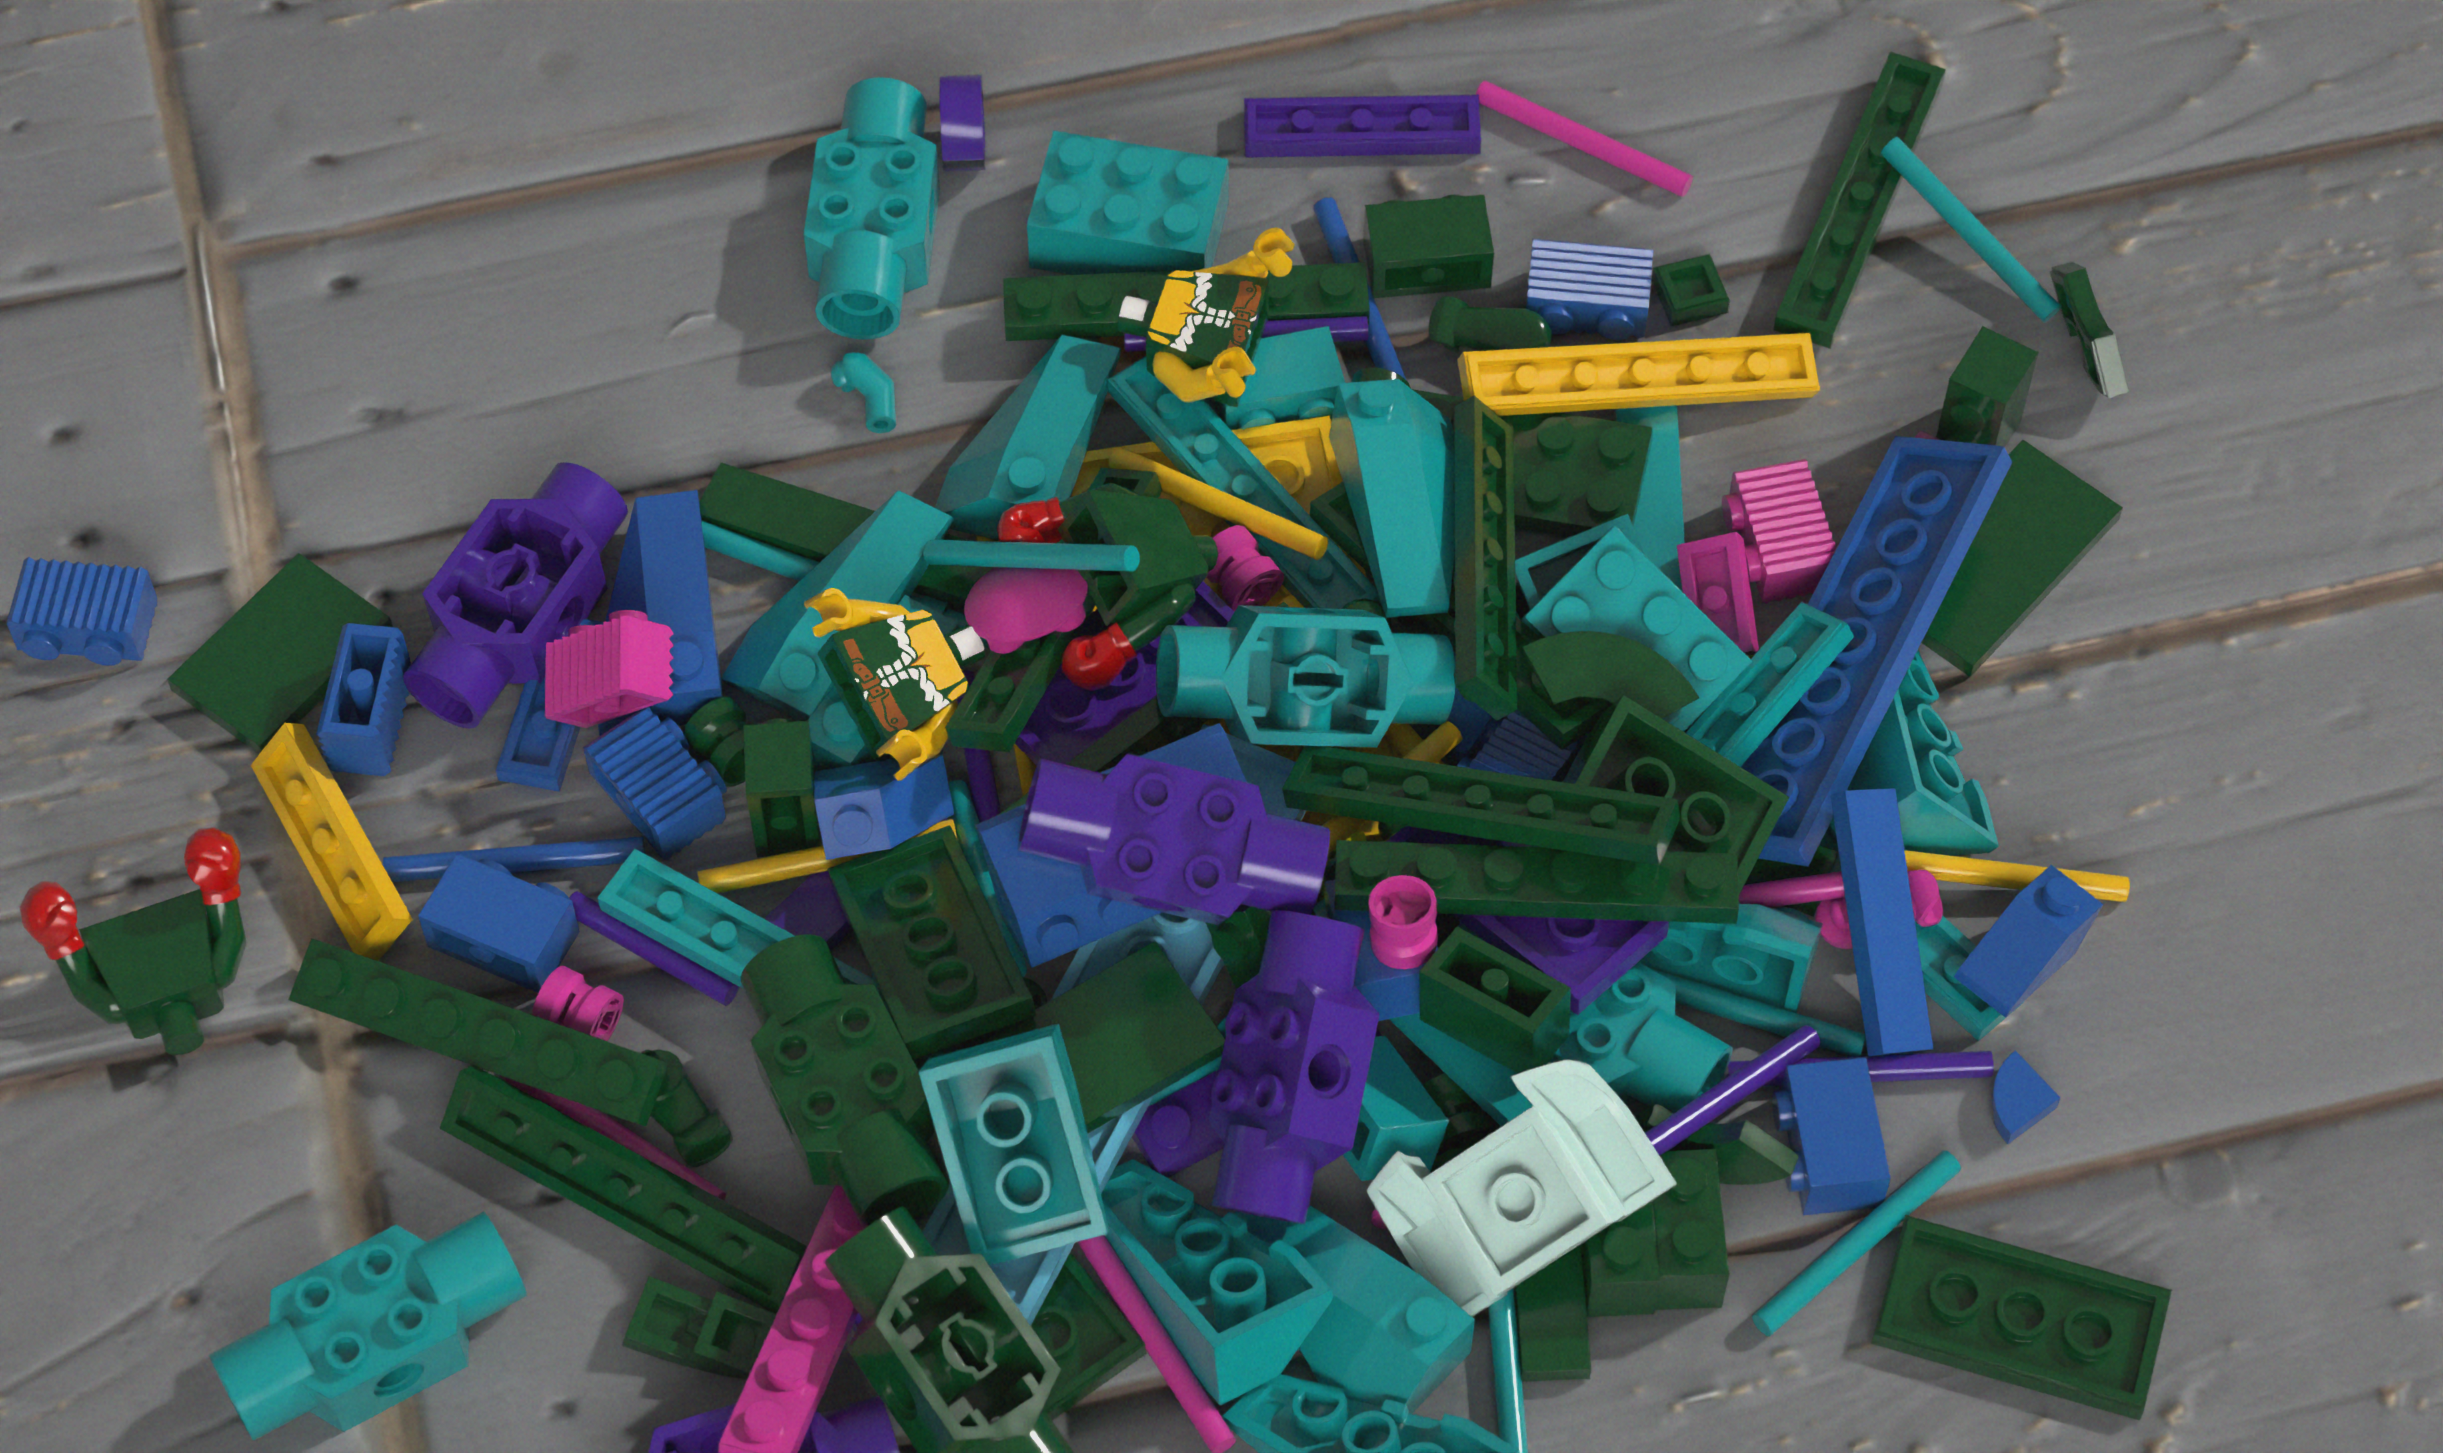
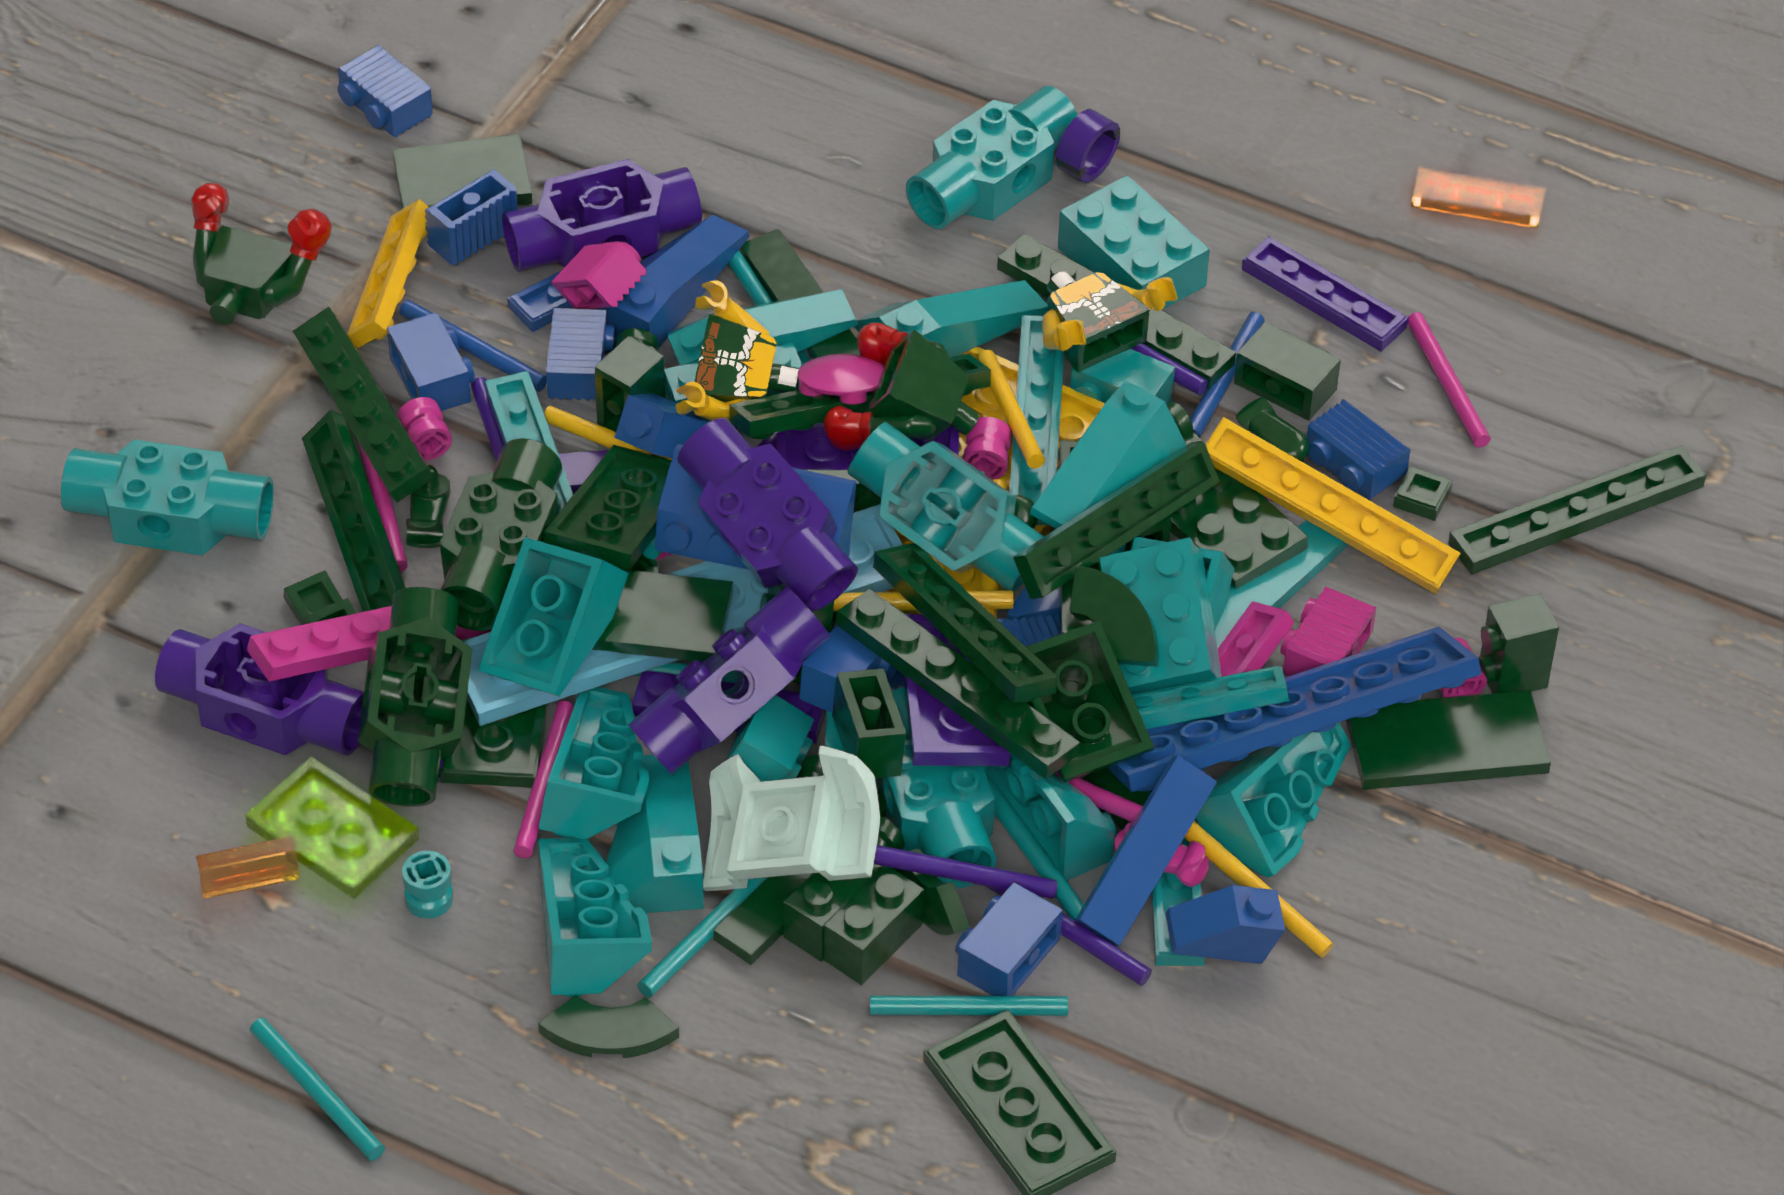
camera: 40 degrees right, 10 degrees down
(861, 373) = (903, 247): teal arm -> none
(1032, 555) = (862, 351): teal bar -> none
(1403, 922) = (855, 642): dark pink wheel -> none
(1970, 229) = (1623, 565): teal bar -> none
(2020, 1098) = (1140, 1004): blue tile -> none
(2085, 320) = (1636, 660): dark green tile -> none

